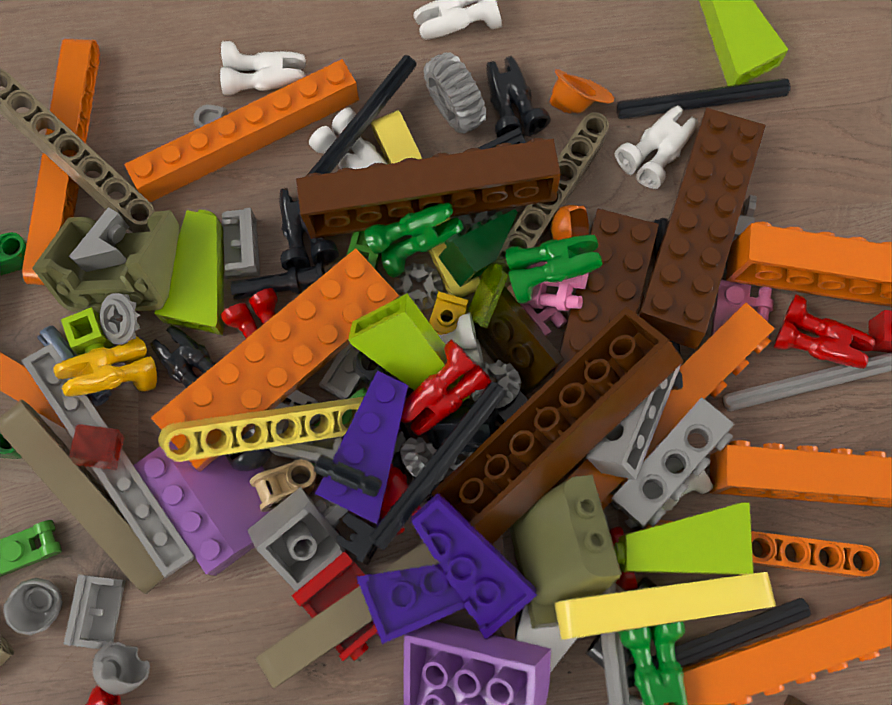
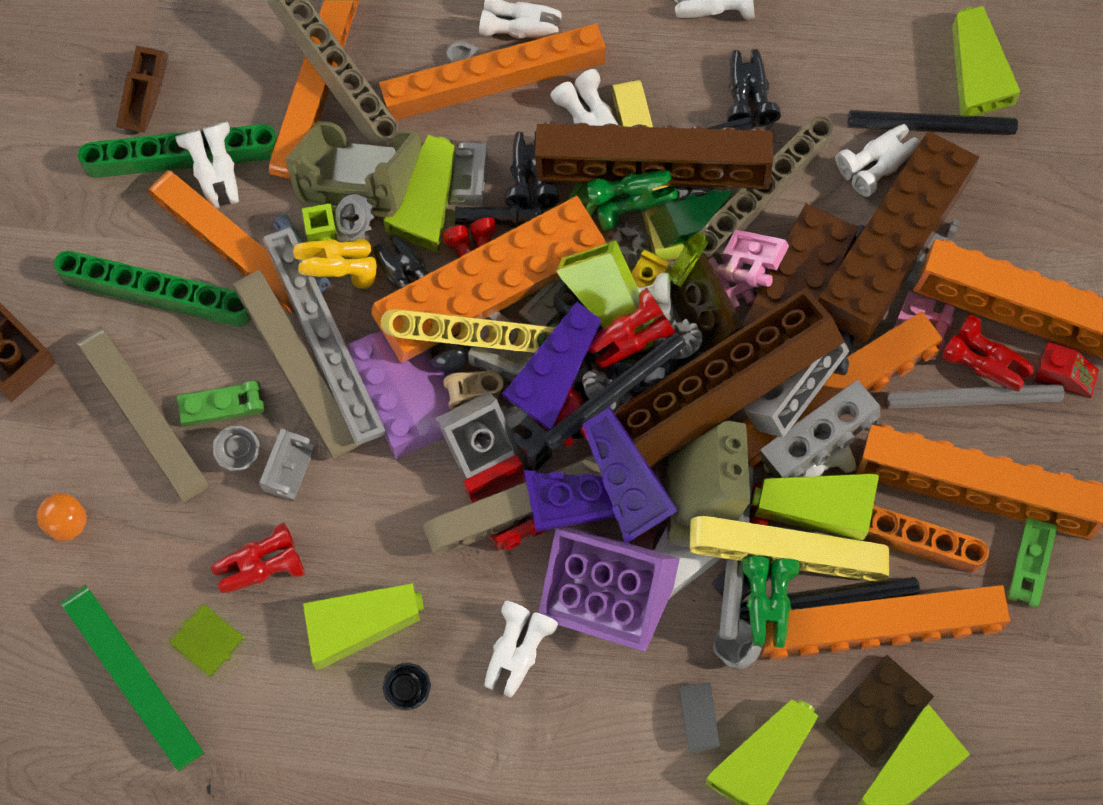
camera: 10 degrees right, 5 degrees down
(96, 447) = (320, 320): clear red panel -> none
(97, 247) = (344, 152): light grey slope -> none
(119, 668) = (301, 514): light grey hair -> none
(348, 476) = (535, 381): black axle -> none
(365, 116) = (608, 79): black axle -> none
(454, 92) = (695, 73): light grey gear -> none
(564, 260) = (759, 237): green piece -> none
(570, 222) = (778, 216): orange hair -> none
(576, 93) = (812, 95): orange piece -> none

